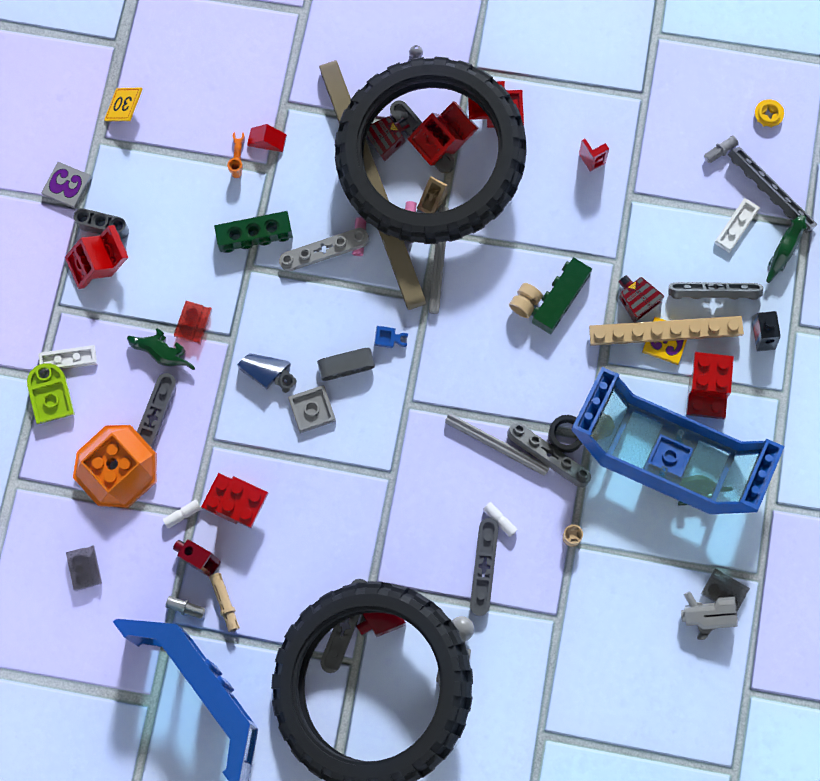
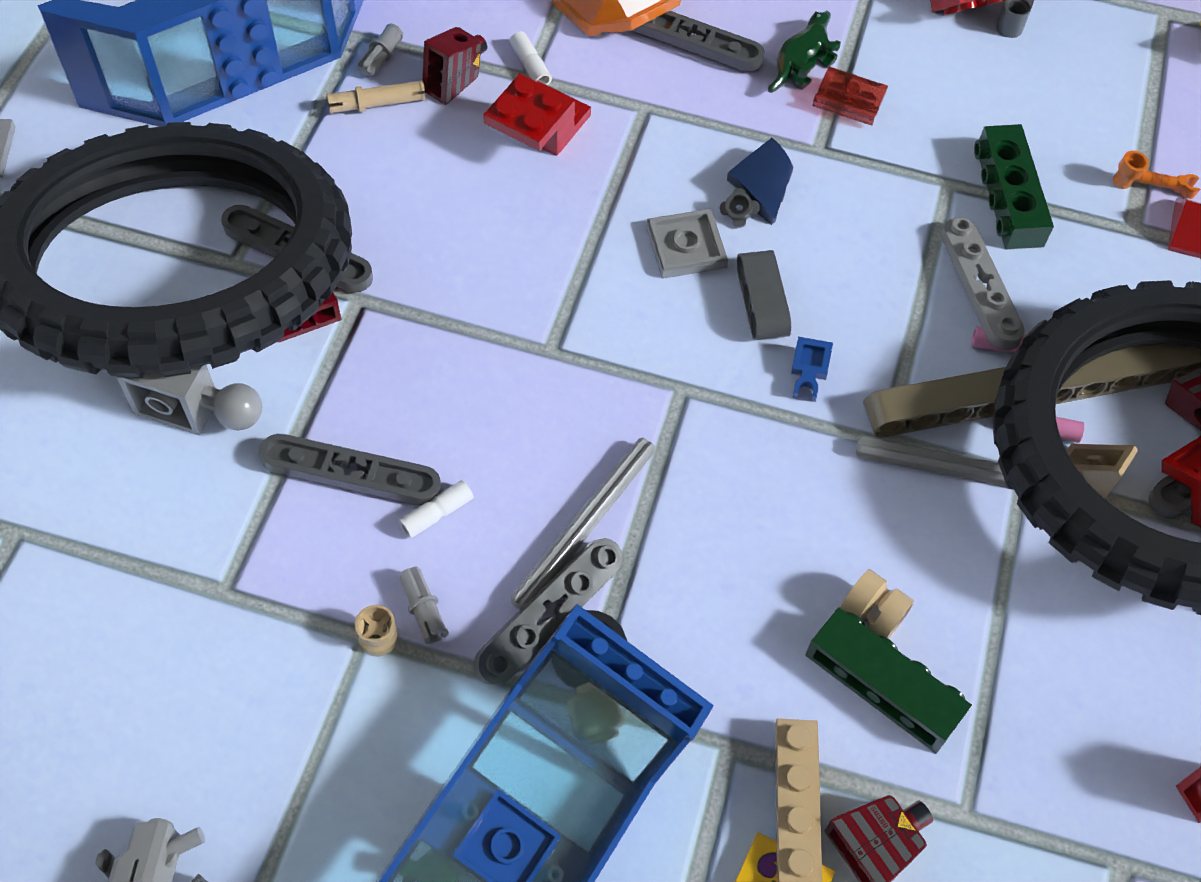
camera: 90 degrees right, 15 degrees down
(554, 516) = (423, 605): none -> light grey axle

